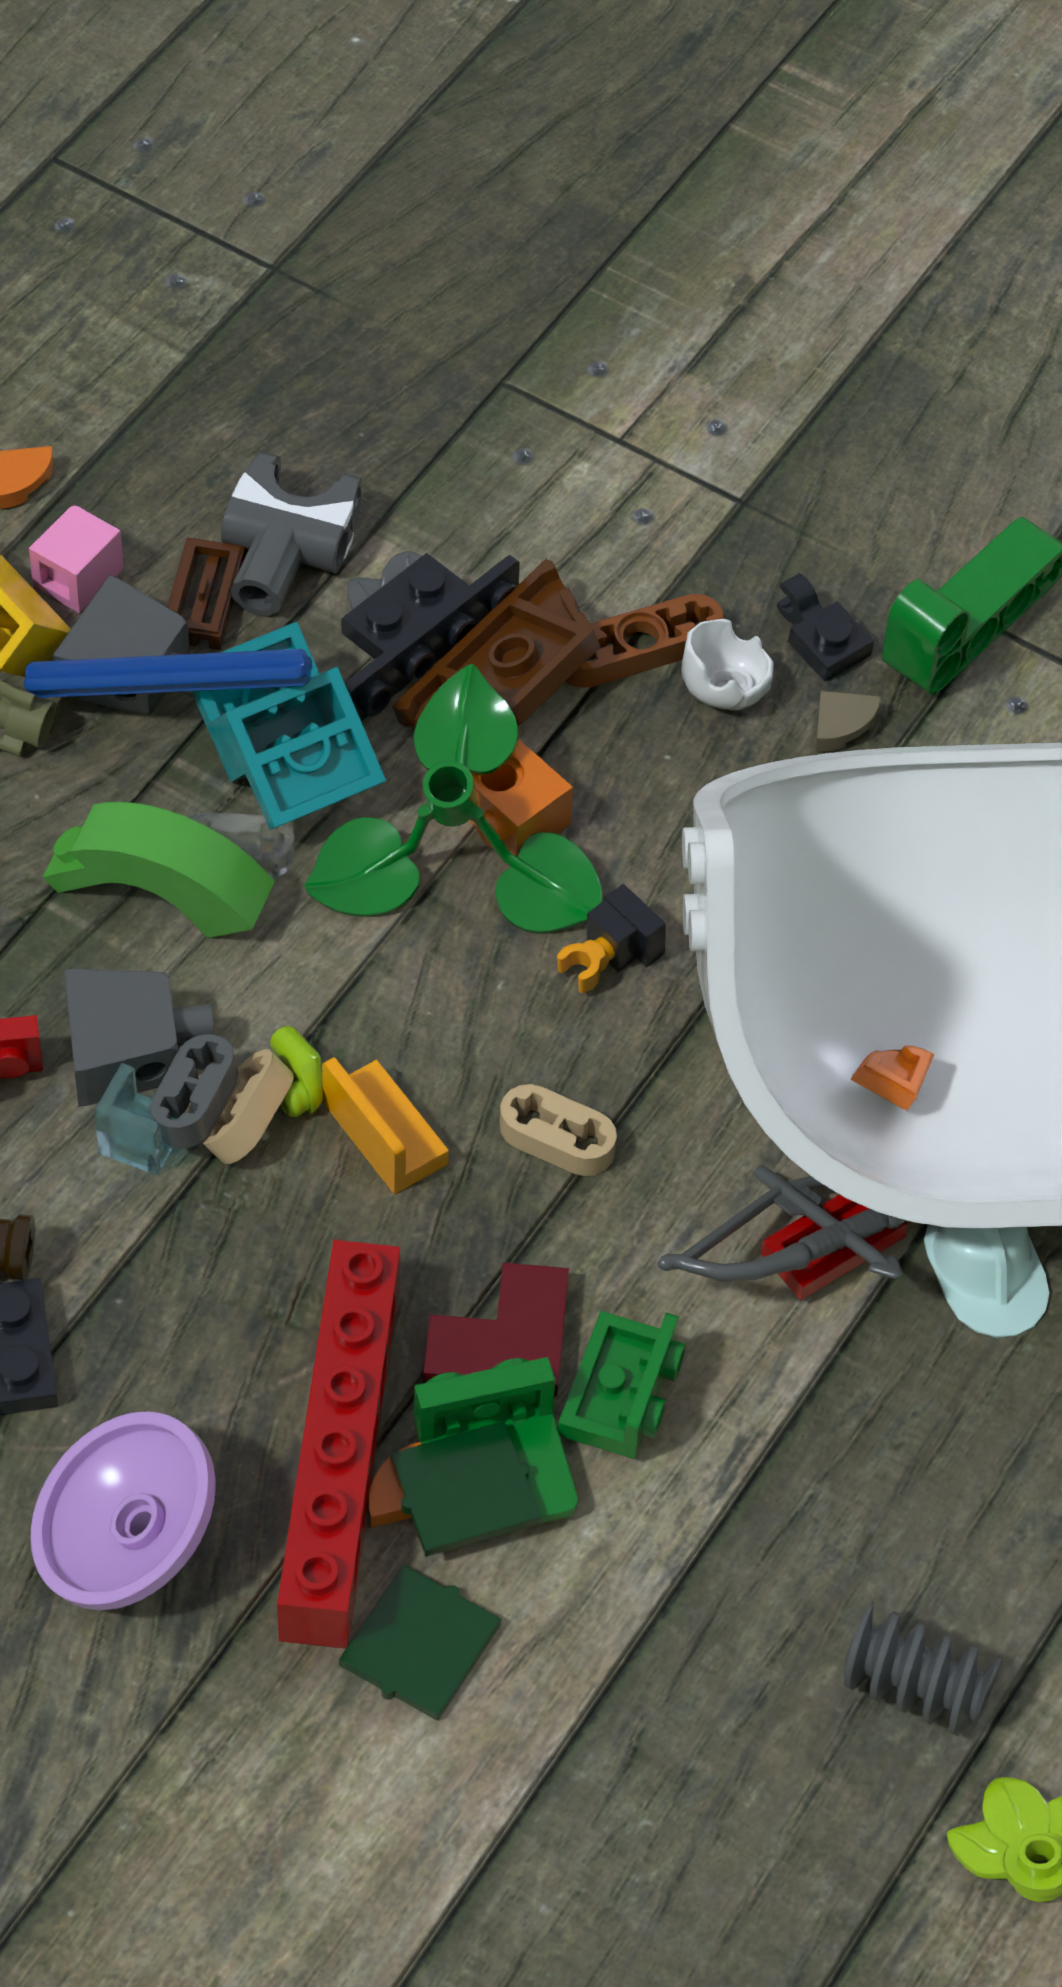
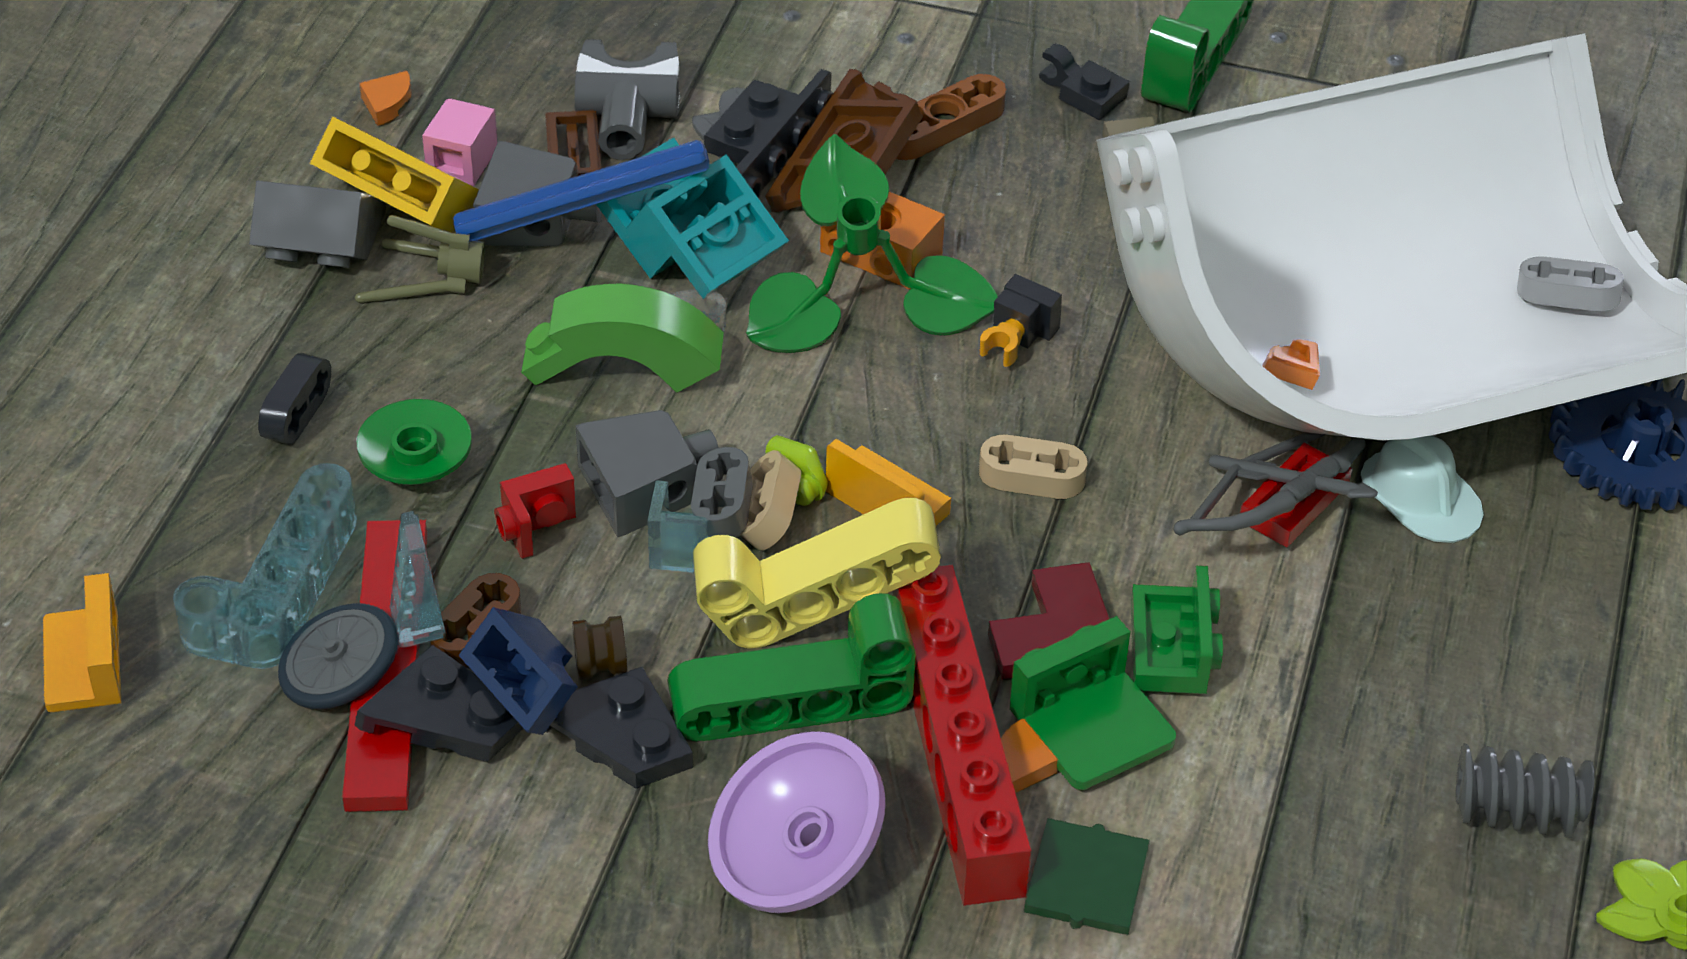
camera: 15 degrees left, 10 degrees down
(193, 1341) = (801, 683): none -> green beam
(244, 1225) = (815, 579): none -> light yellow beam
(465, 1488) = (1078, 743): dark green piece -> none
(725, 668) = (1023, 121): white hair -> none

